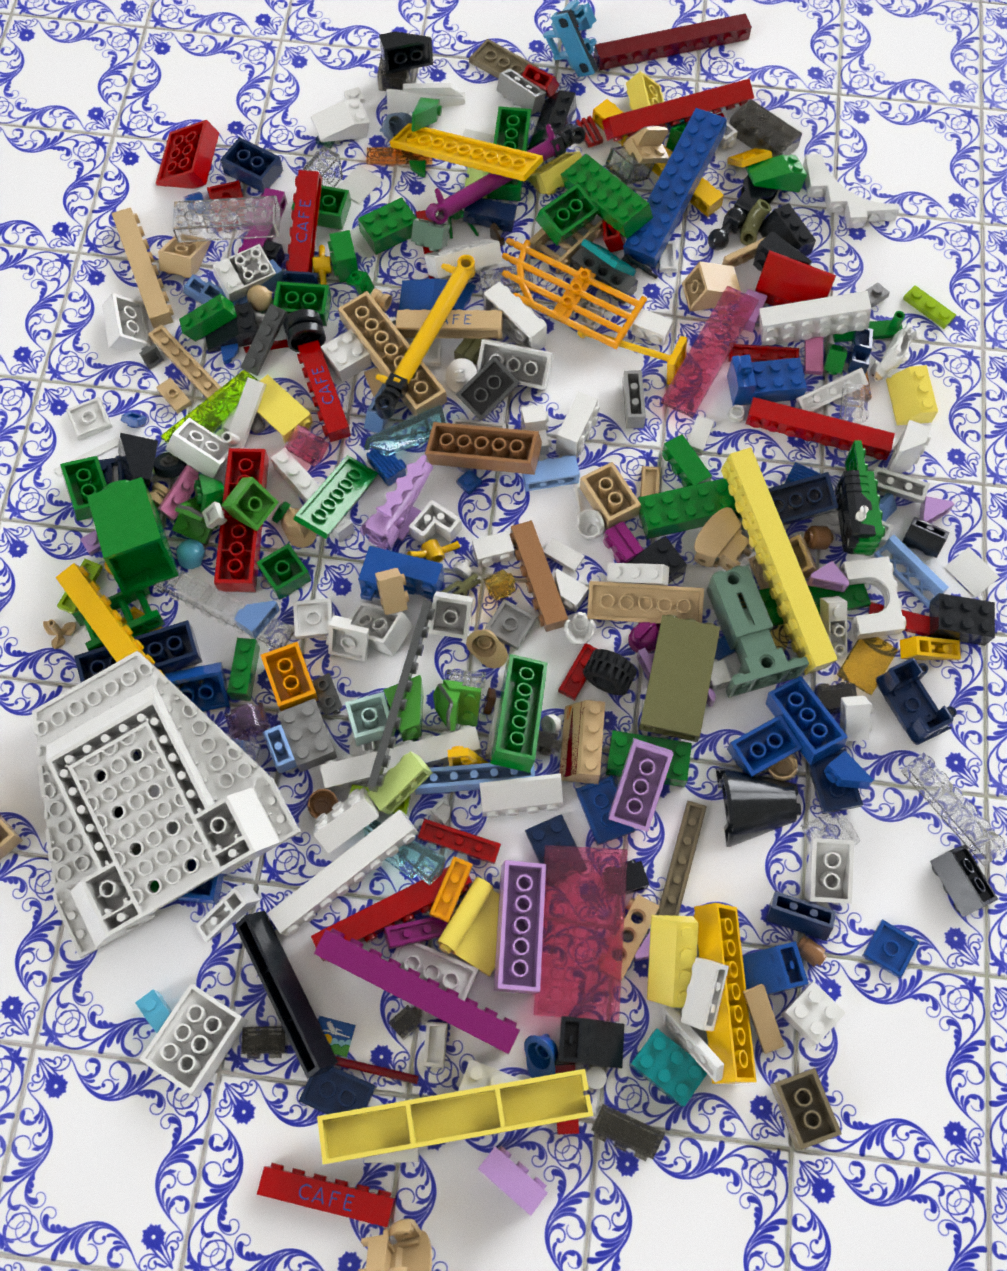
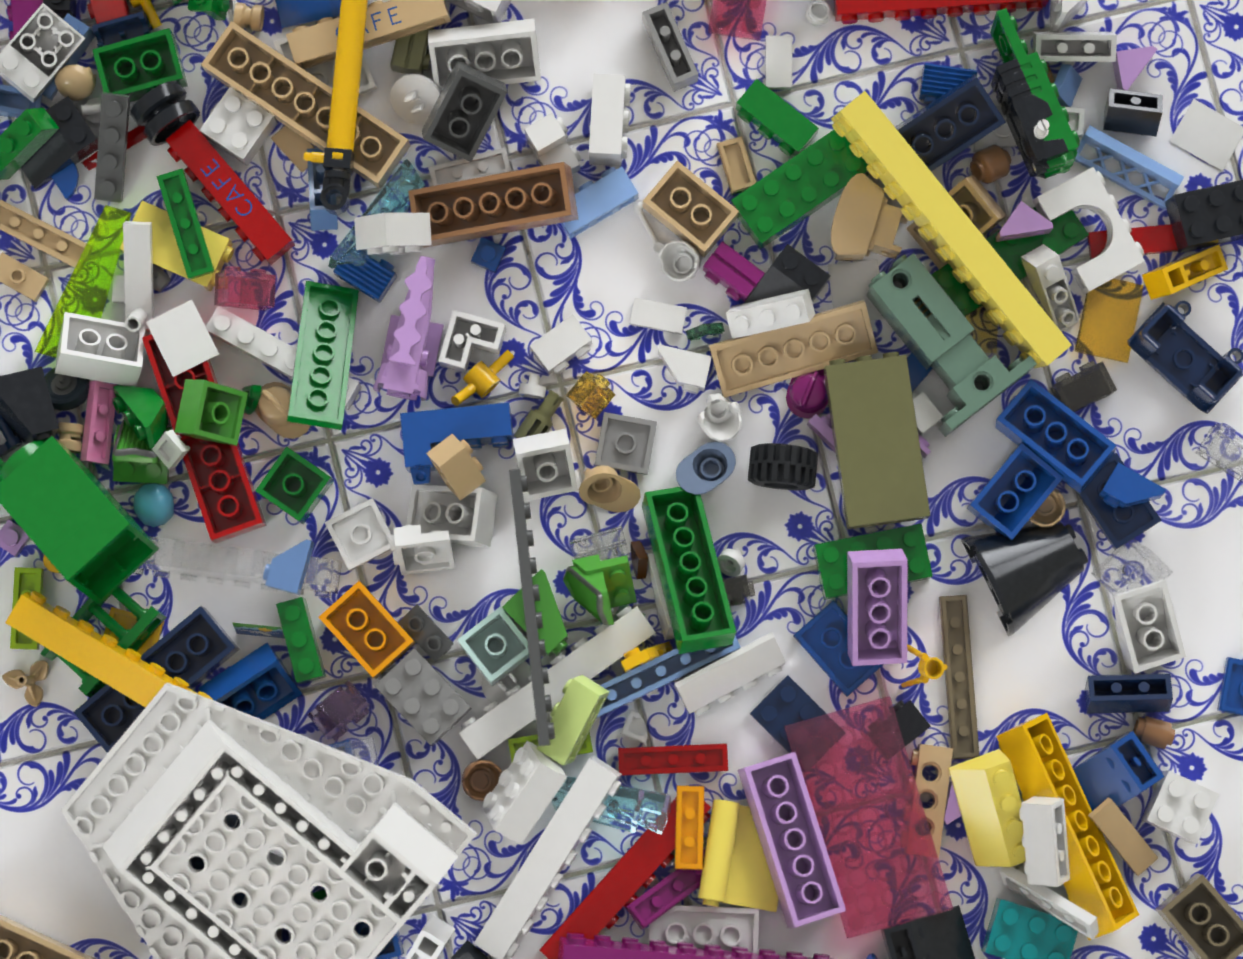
camera: 20 degrees left, 15 degrees up
(218, 651) = (258, 630): none -> sticker
(253, 457) = (182, 338): none -> white sticker
(279, 749) = (396, 730): light blue brick -> none
(287, 394) = (185, 224): none -> green piece
(412, 438) = (392, 233): none -> white brick
(539, 576) = (637, 361): medium nougat brick -> none
(557, 656) = (706, 468): none -> sand blue piece
(575, 678) = (738, 488): red tile -> none
(582, 742) = (780, 571): tan slope -> none
(590, 572) = (705, 329): none -> clear green tile
(661, 840) = (928, 667): none -> yellow plant
(856, 717) = (1118, 409): white brick -> none

